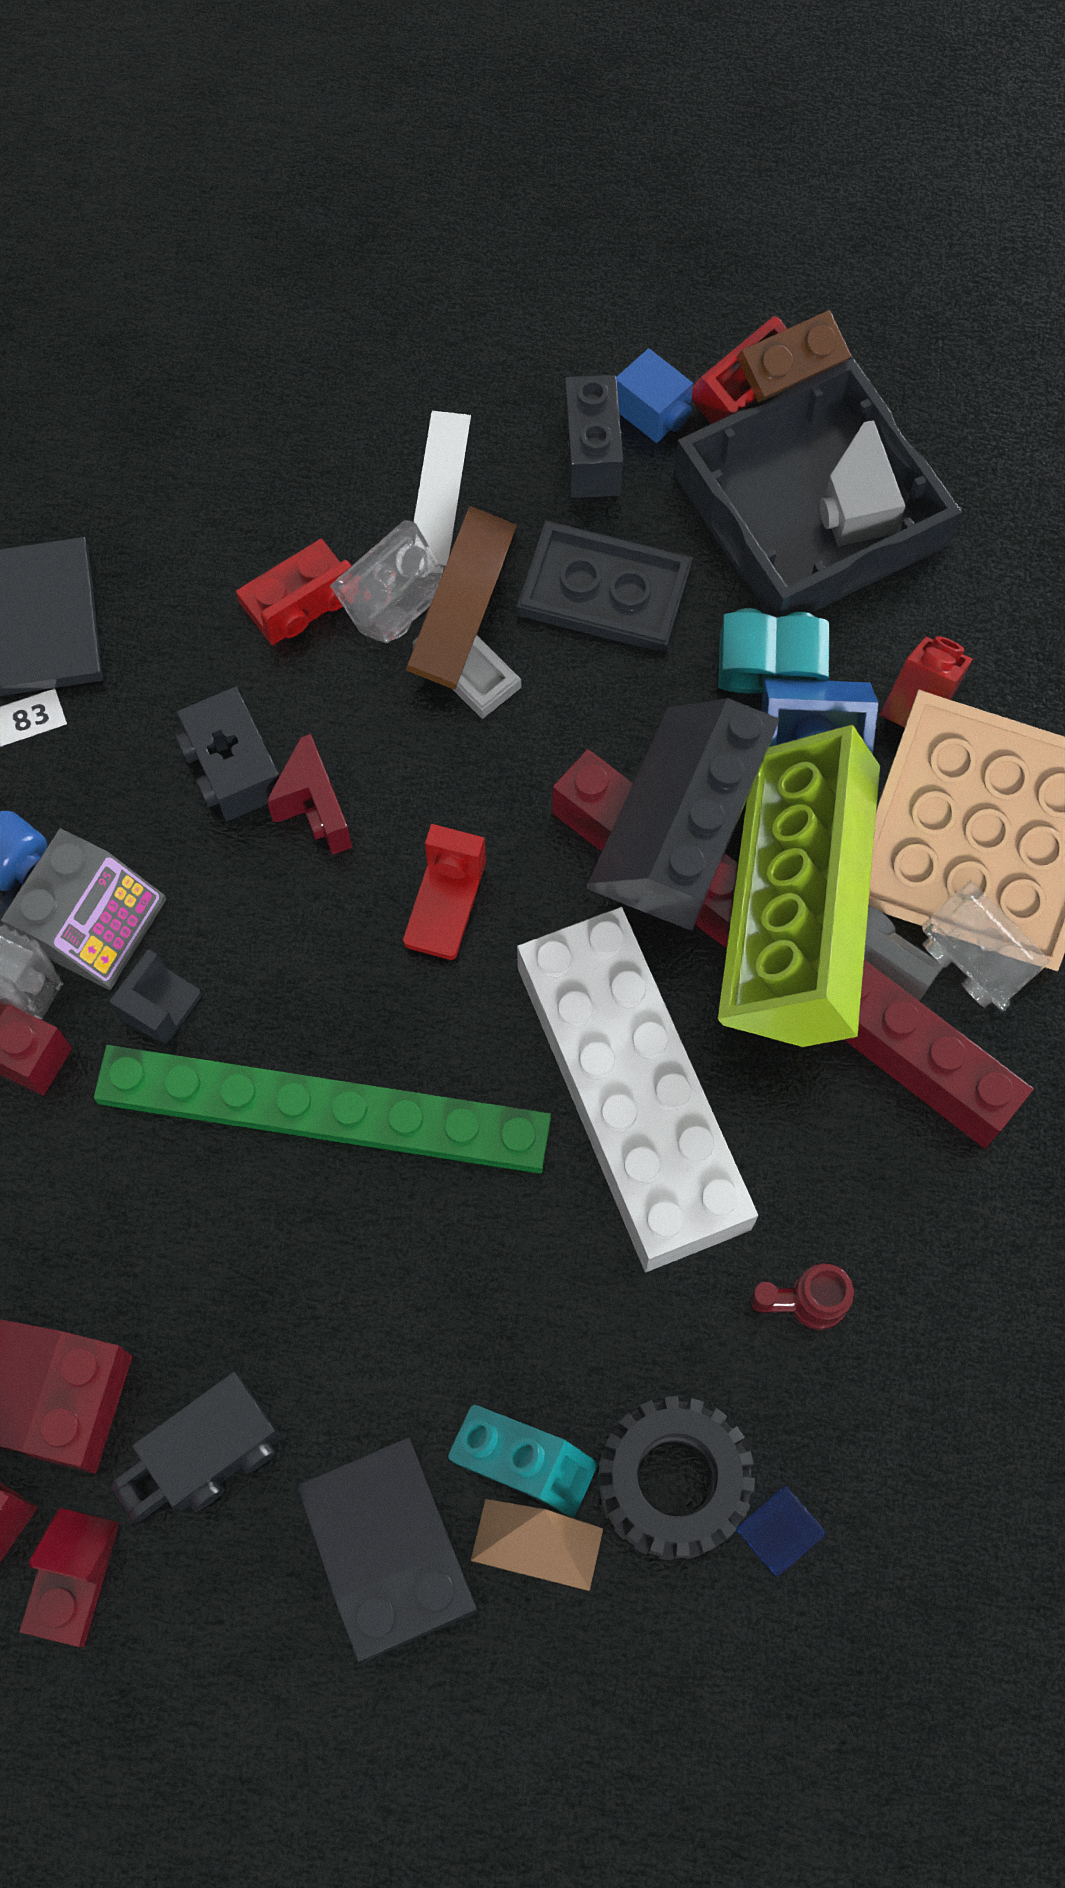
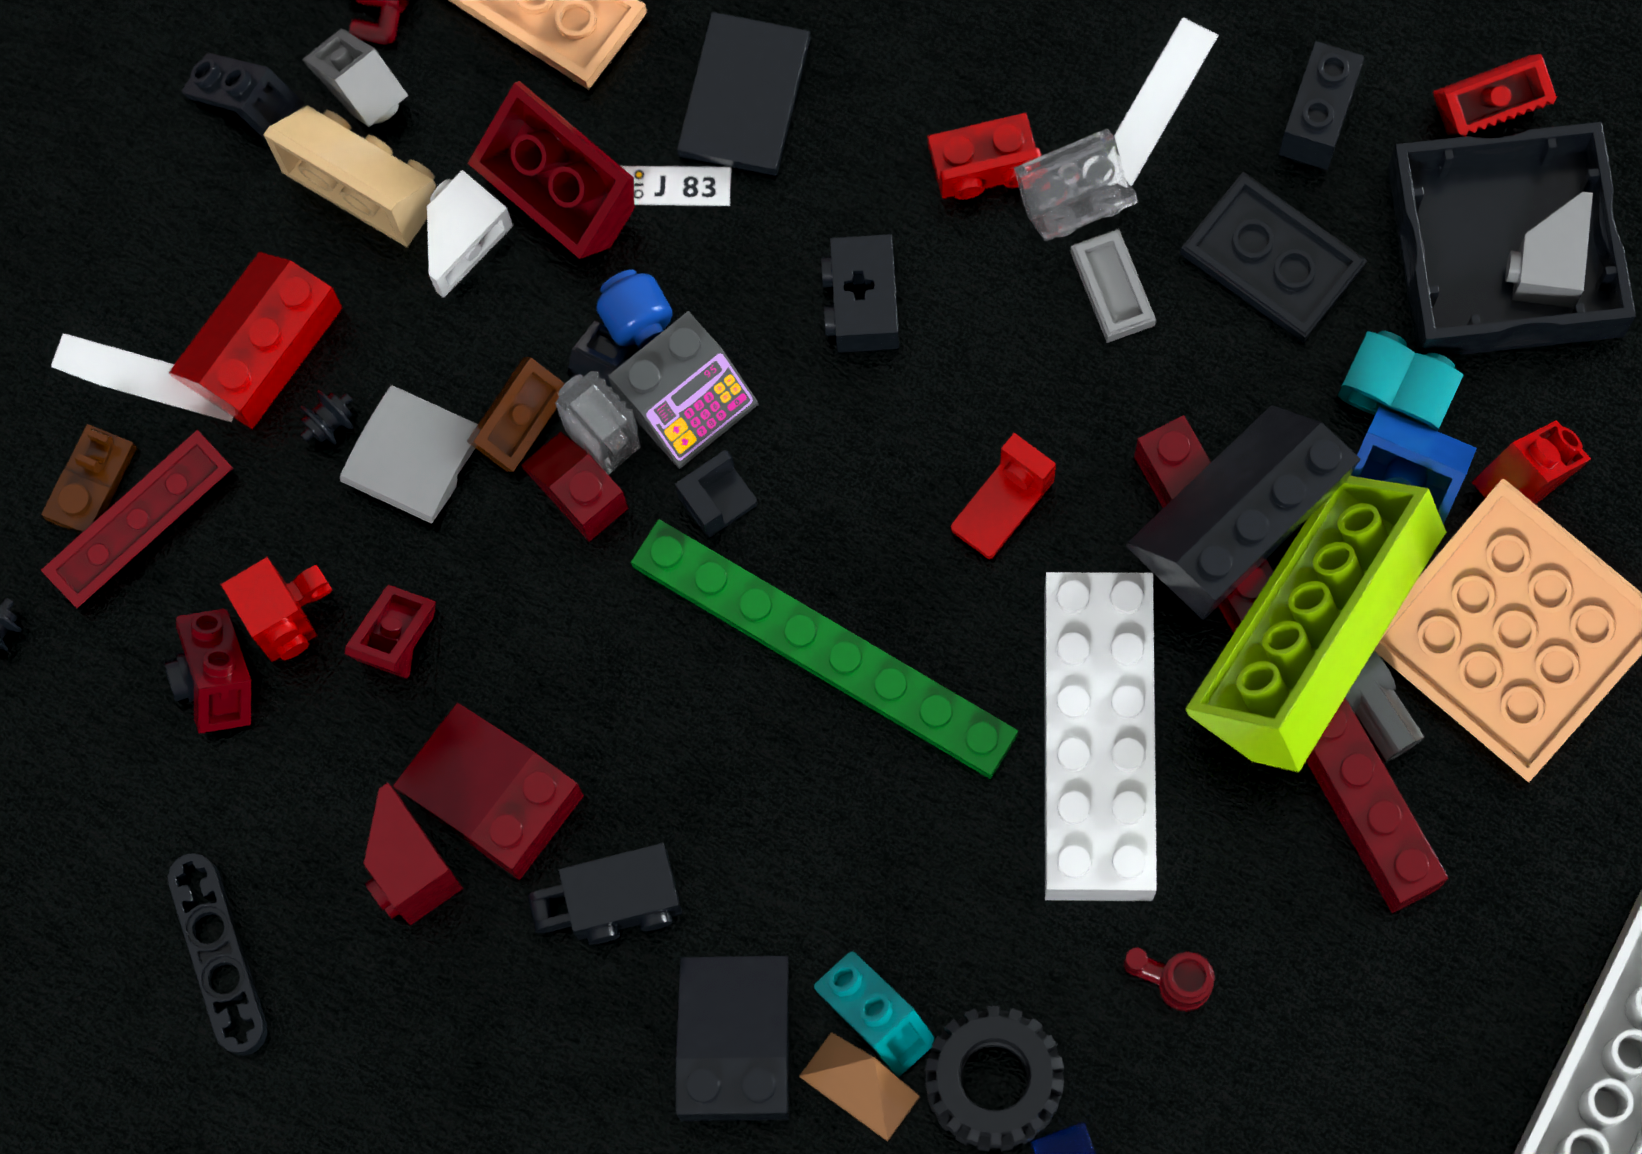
camera: 30 degrees right, 5 degrees up
(68, 1577) = (469, 954): dark red slope -> none
(307, 790) = (919, 350): dark red slope -> none
(461, 598) = (1133, 220): reddish brown slope -> none
(654, 396) = (1398, 84): blue brick -> none
(793, 356) = (1541, 101): reddish brown plate -> none
(983, 945) = (1466, 734): clear bracket -> none

